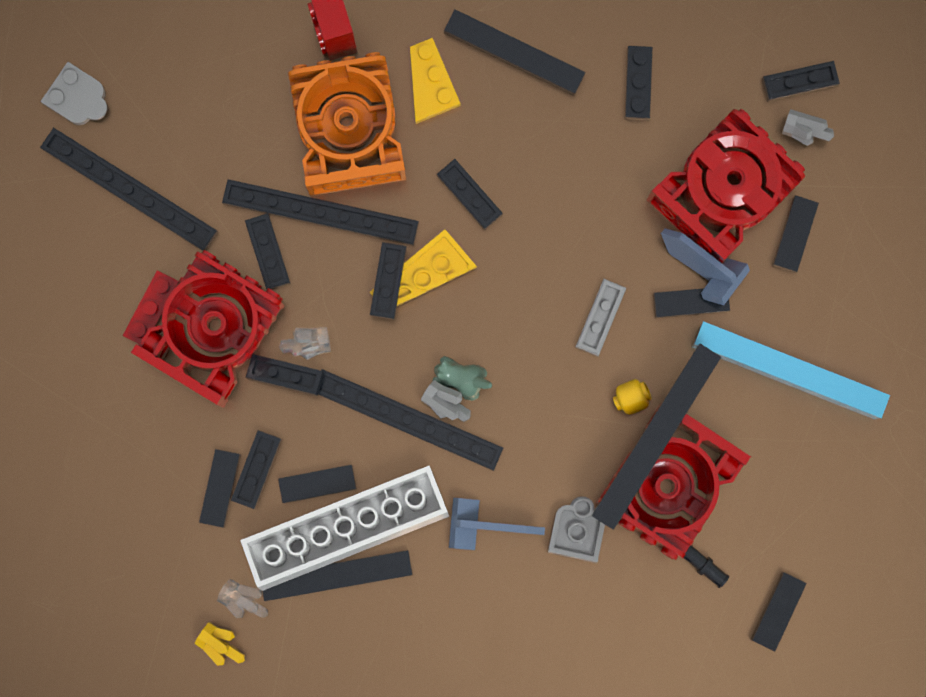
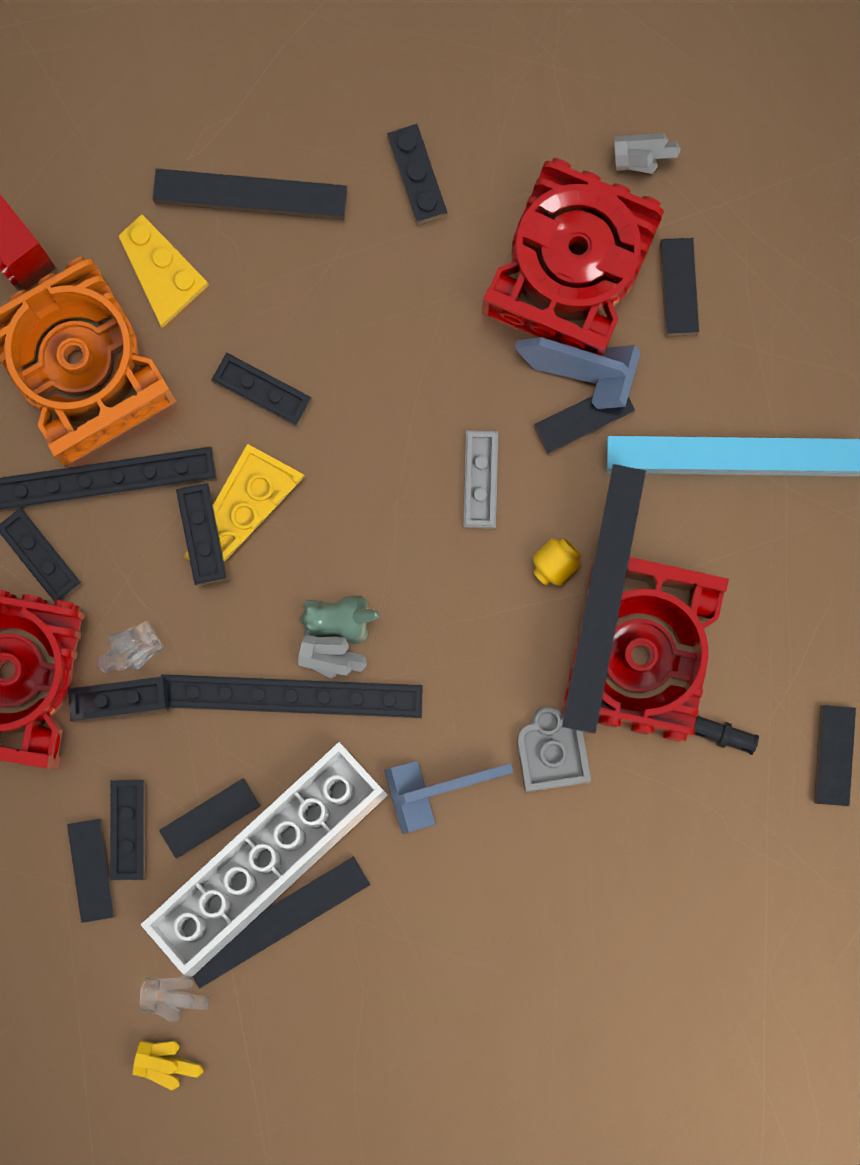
camera: 20 degrees left, 0 degrees up
(800, 81) = (614, 97): black tile -> none

